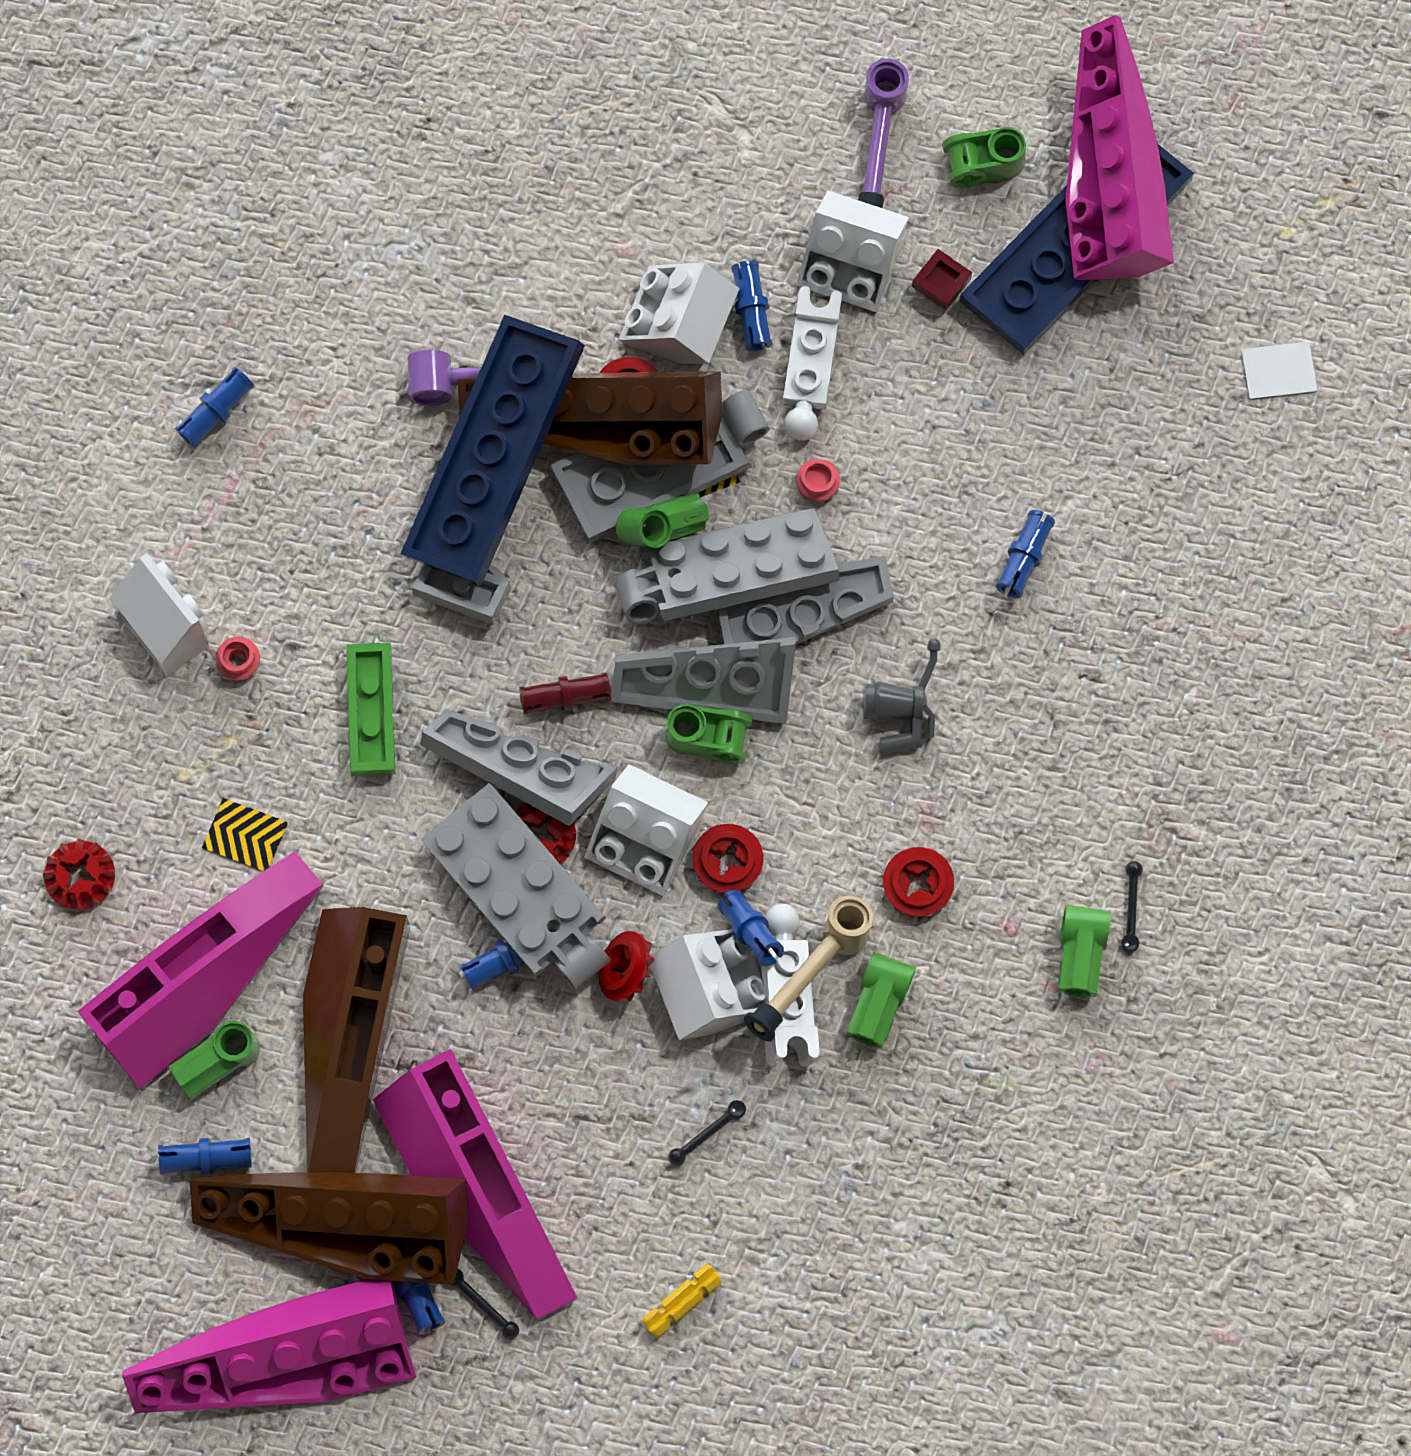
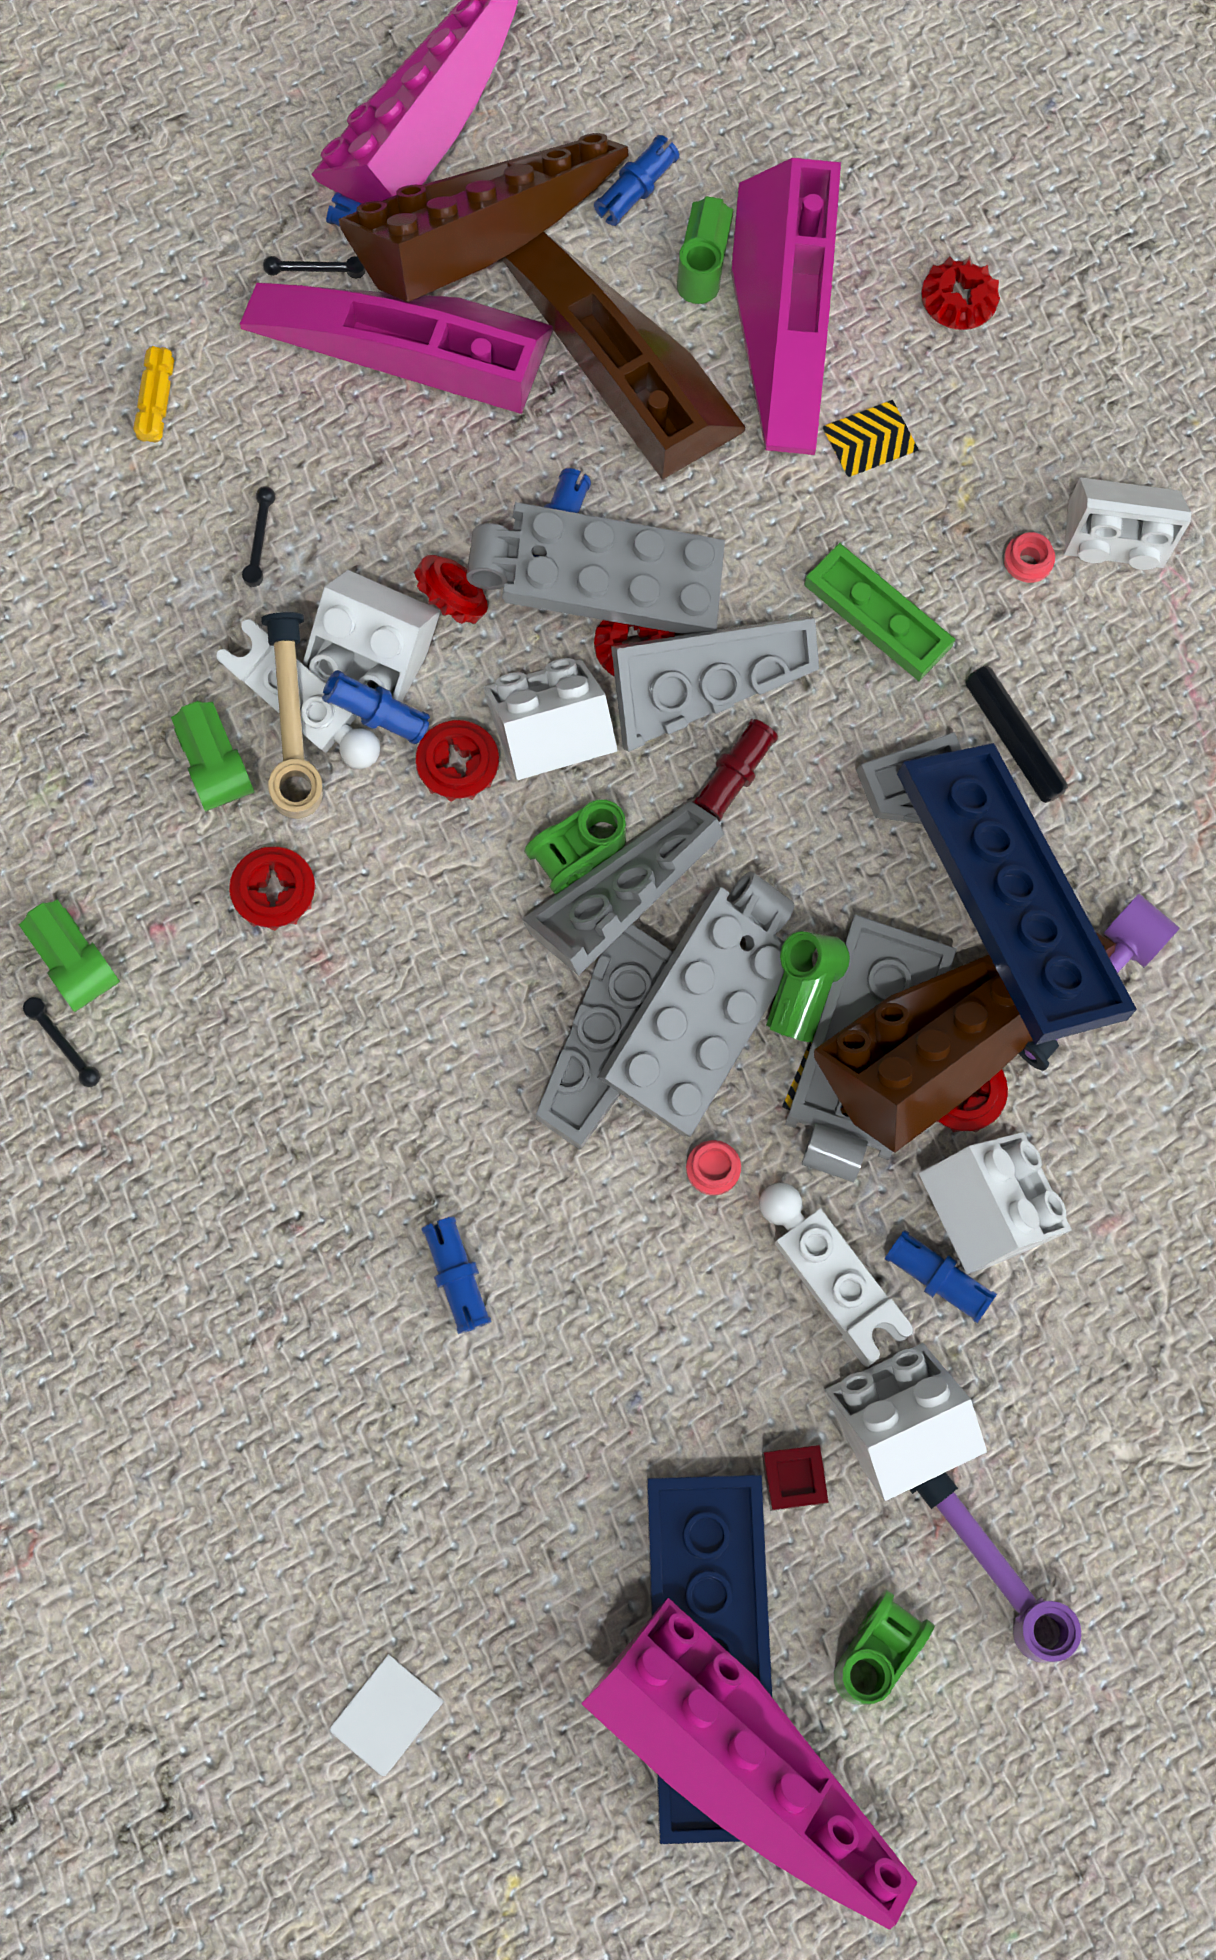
camera: 130 degrees right, 0 degrees up
(369, 560) = (1016, 734): none -> black axle
(892, 702) = (445, 1020): dark grey piece -> none

